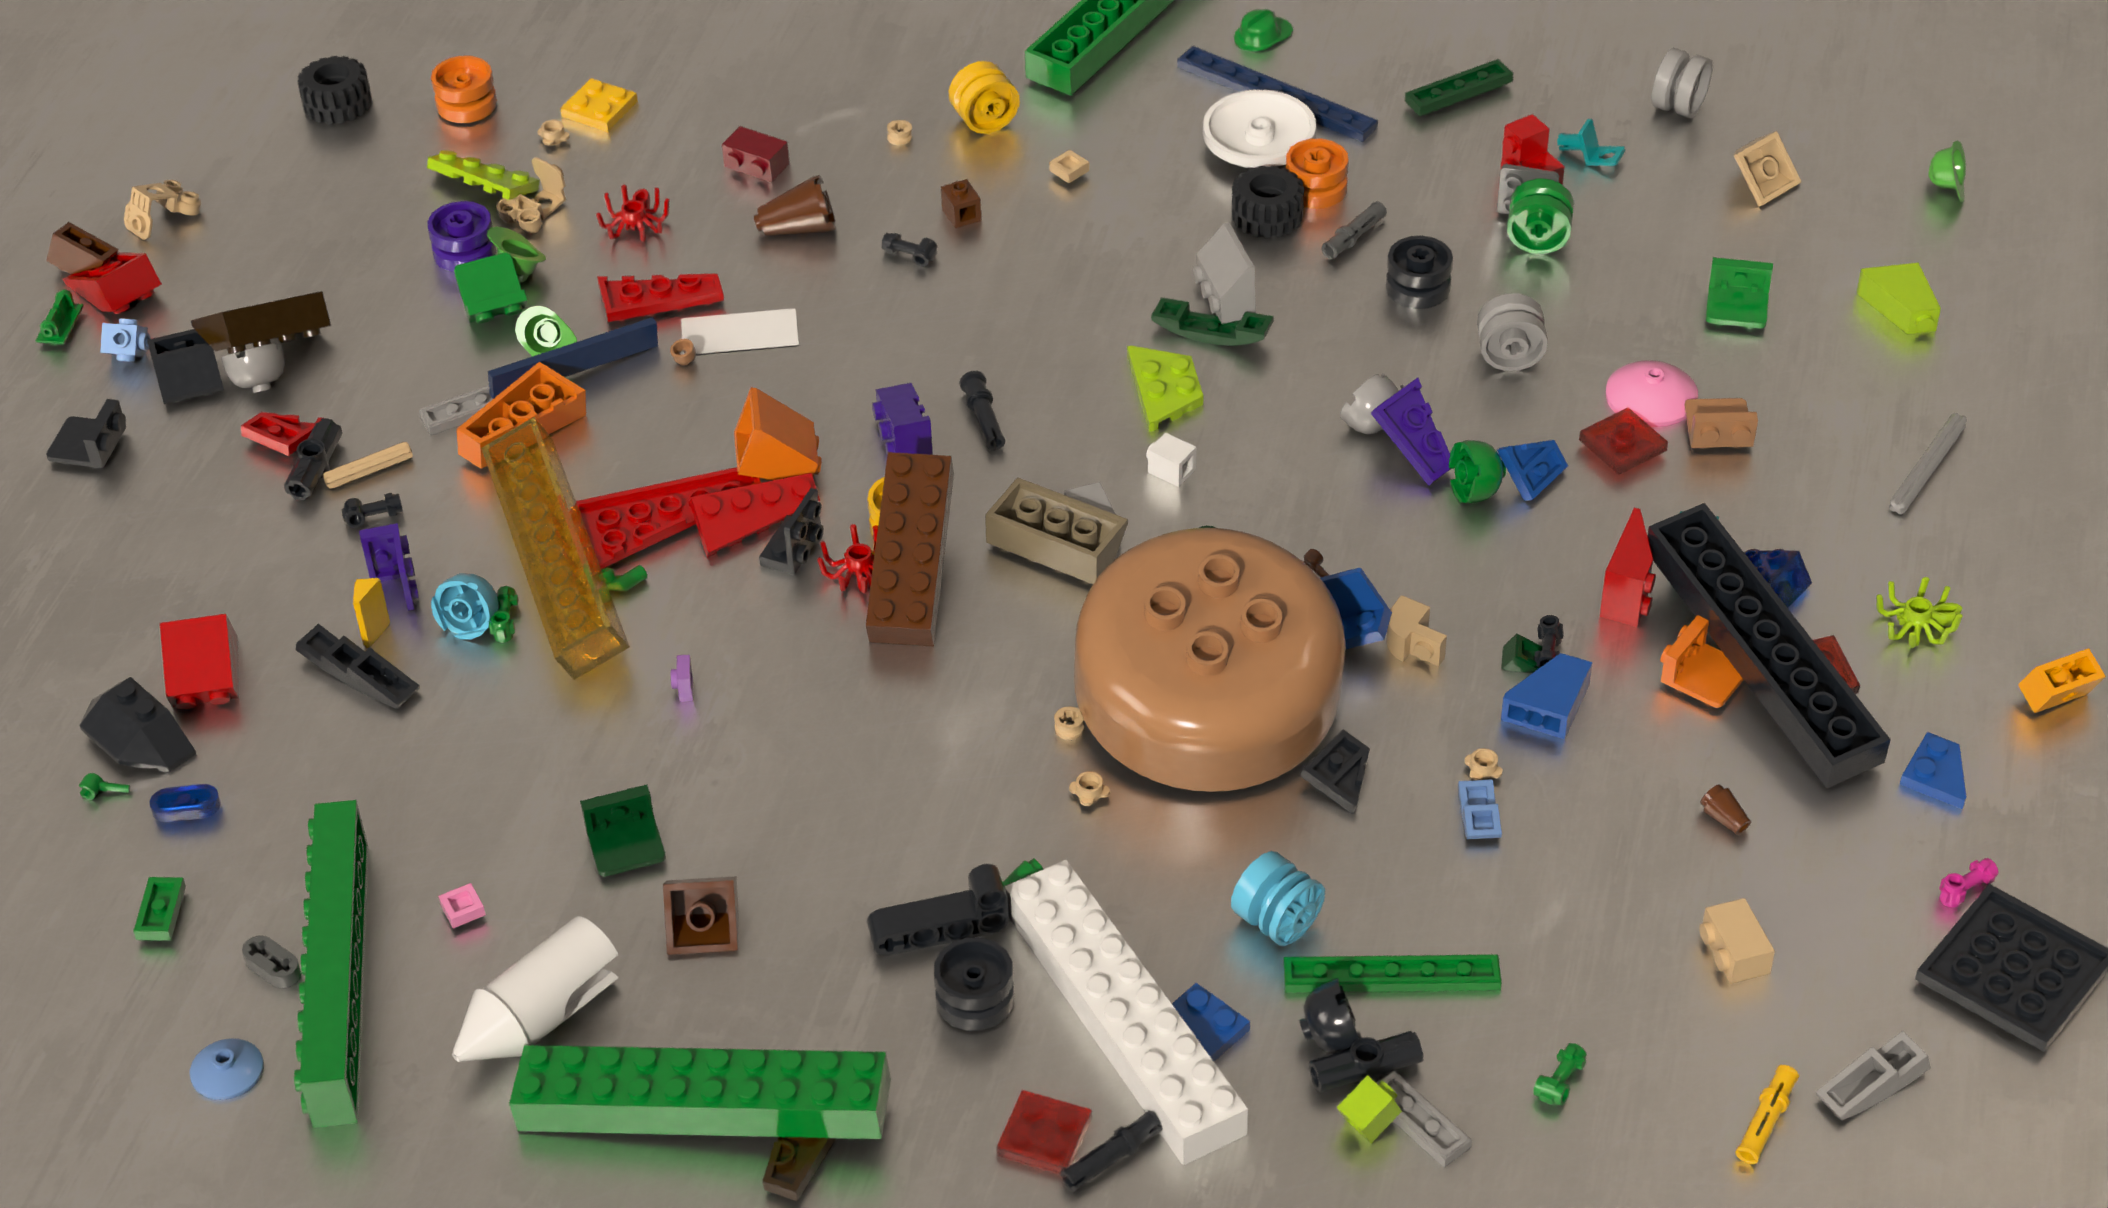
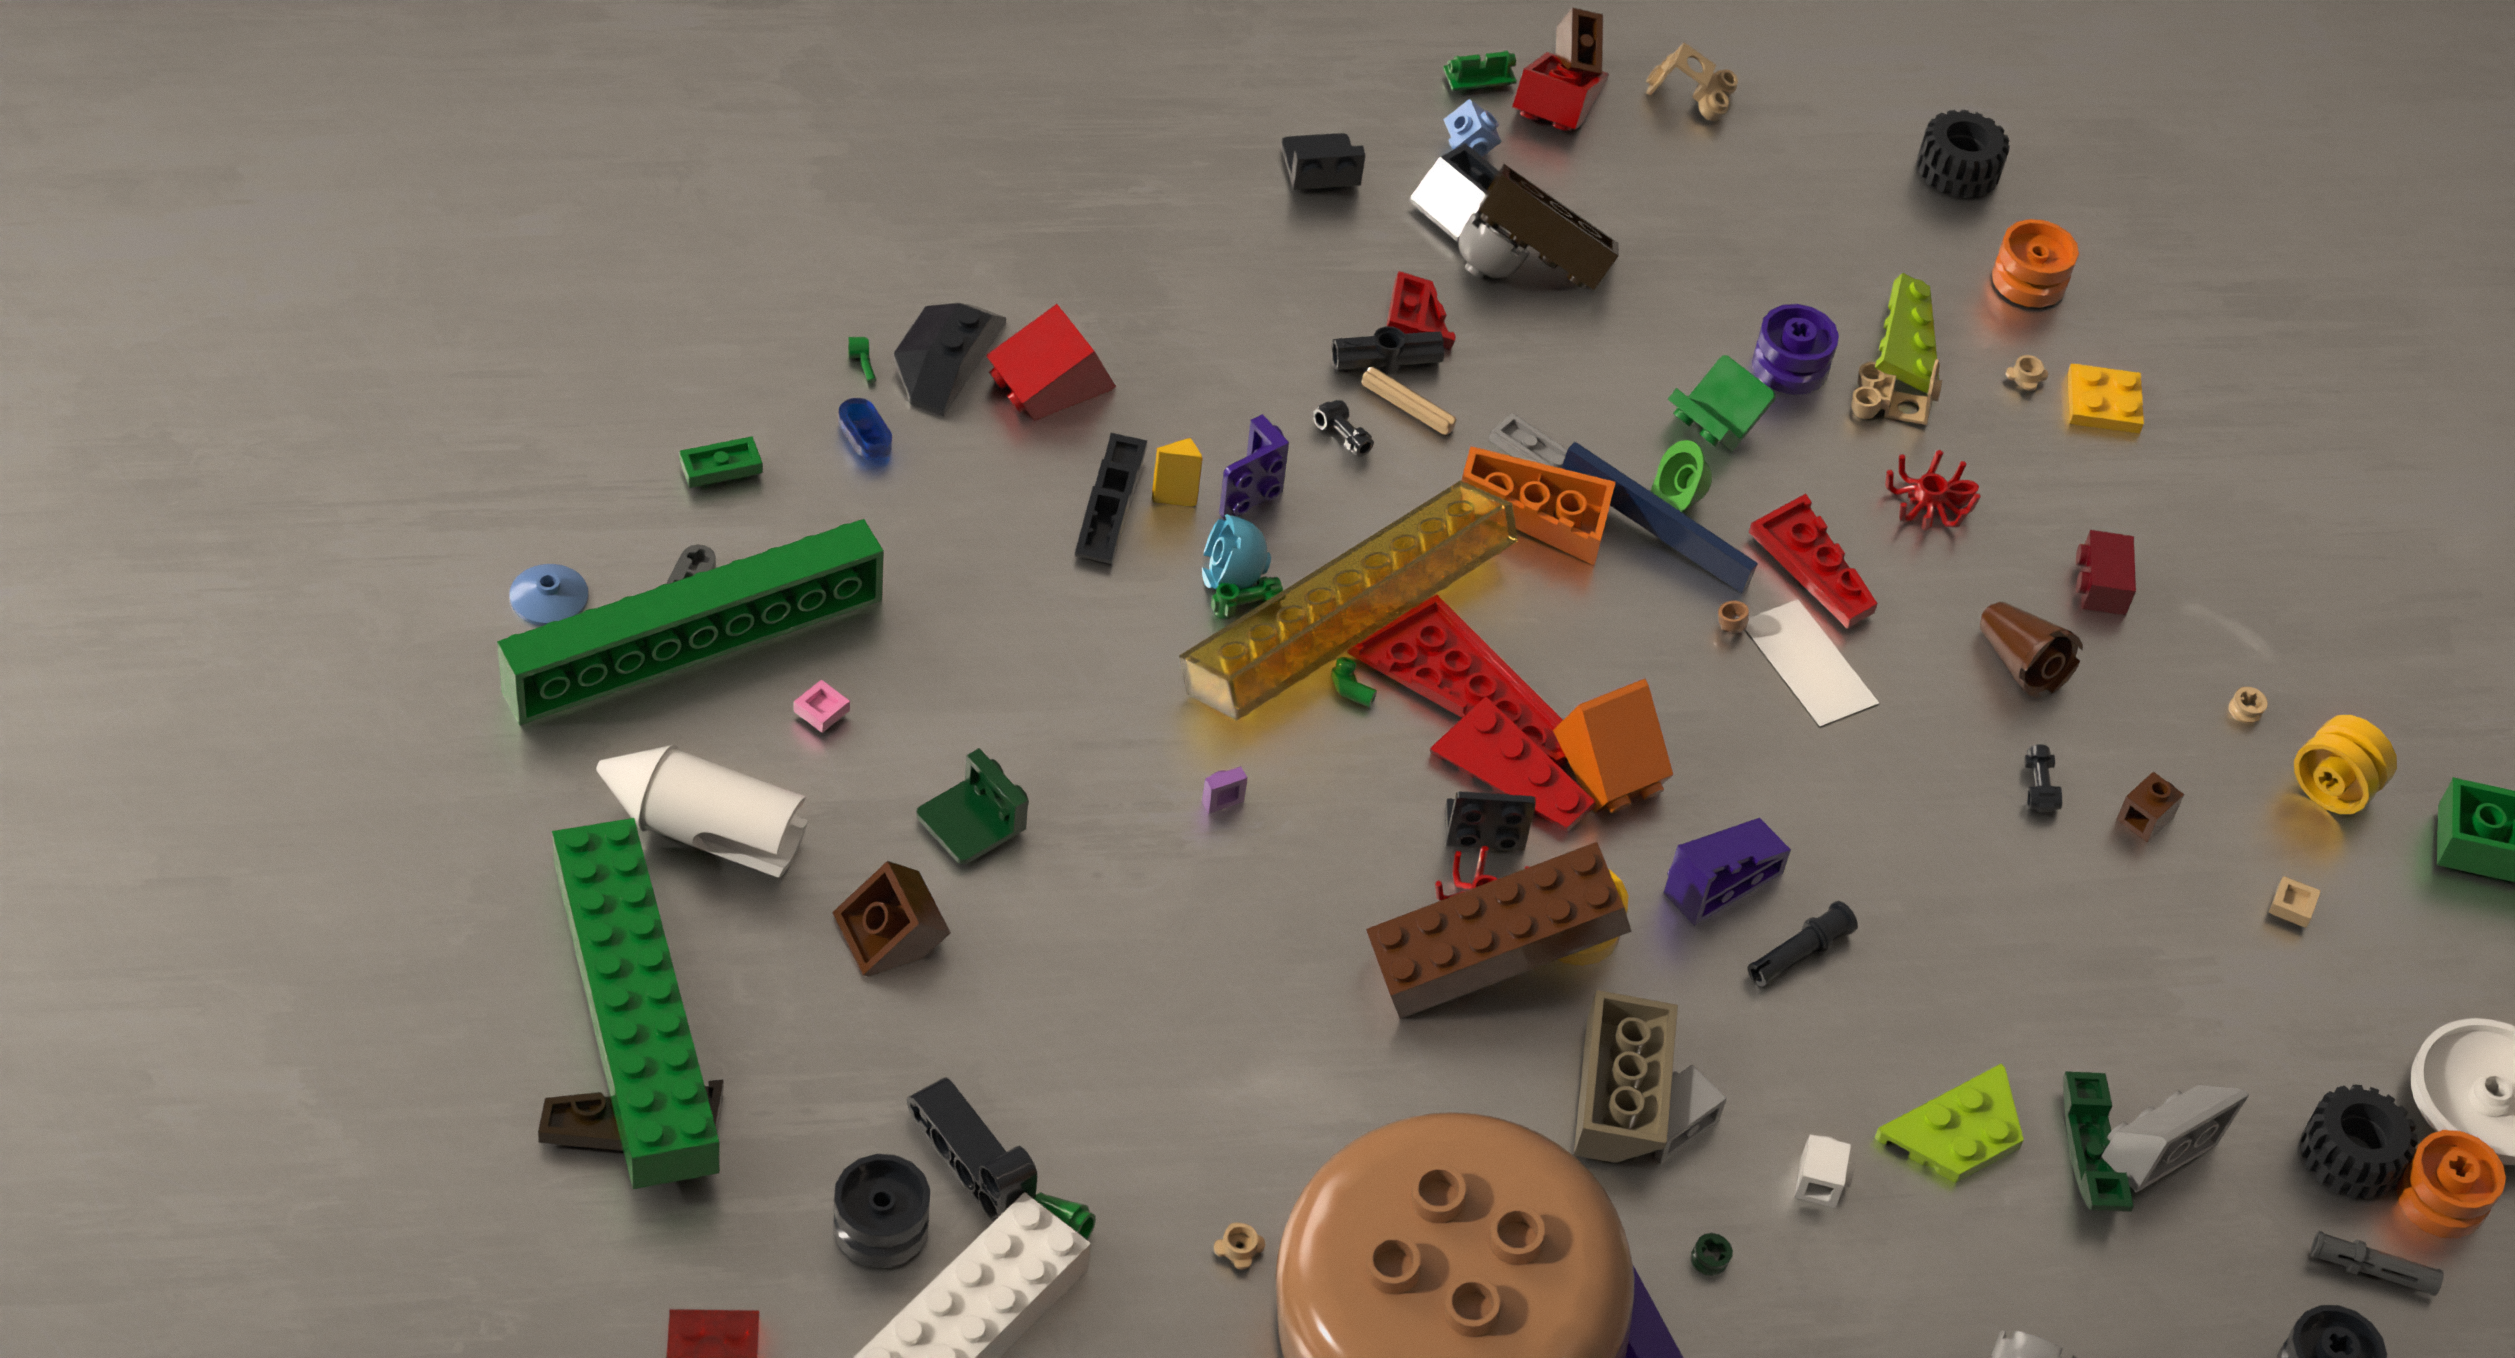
camera: 60 degrees right, 5 degrees up
(523, 253) = (1799, 402): bright green piece -> none

